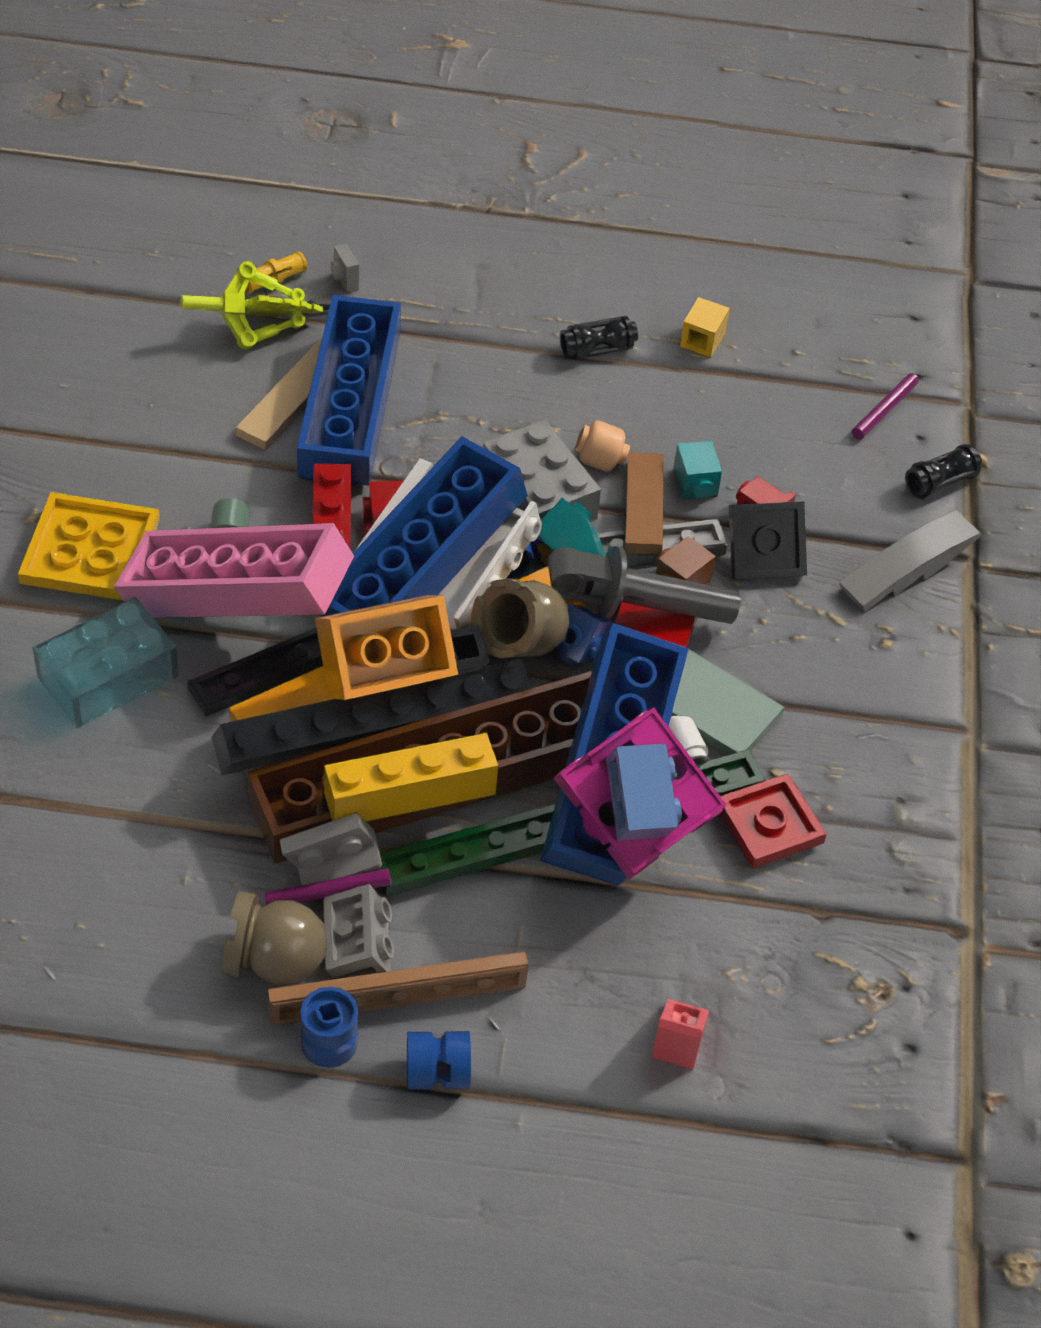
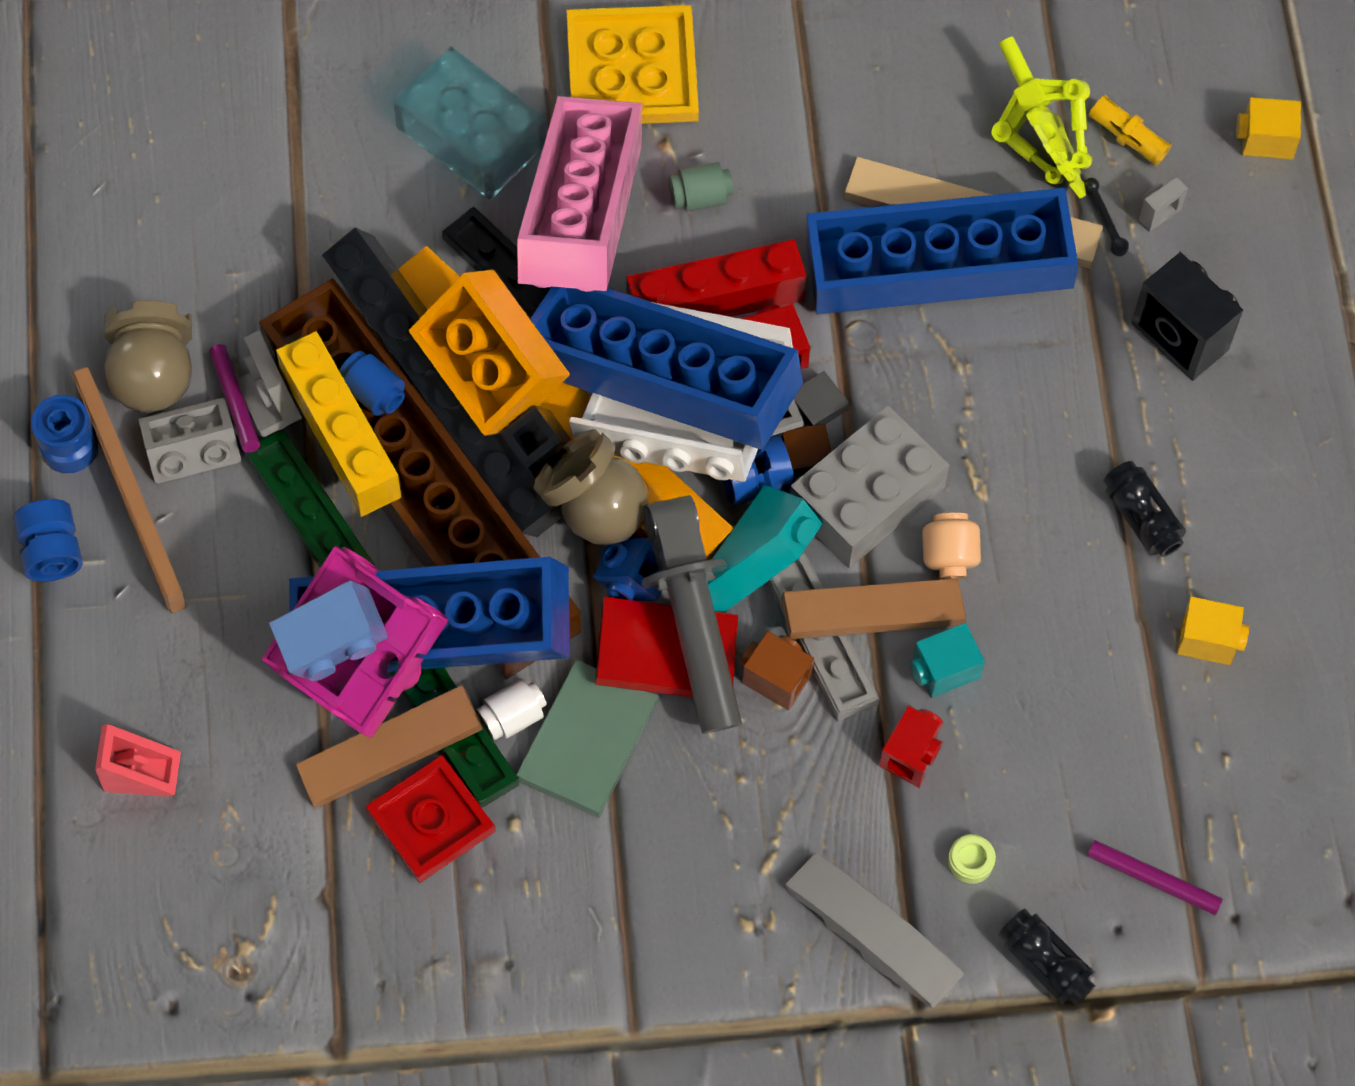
camera: 80 degrees right, 15 degrees up
(303, 198) = (1270, 128): none -> yellow brick
(375, 742) = (373, 383): none -> blue brick
(454, 269) = (1187, 315): none -> black brick
(711, 858) = (391, 748): none -> medium nougat tile
(768, 540) = (842, 752): black plate -> none
(855, 499) = (971, 859): none -> yellowish green tile

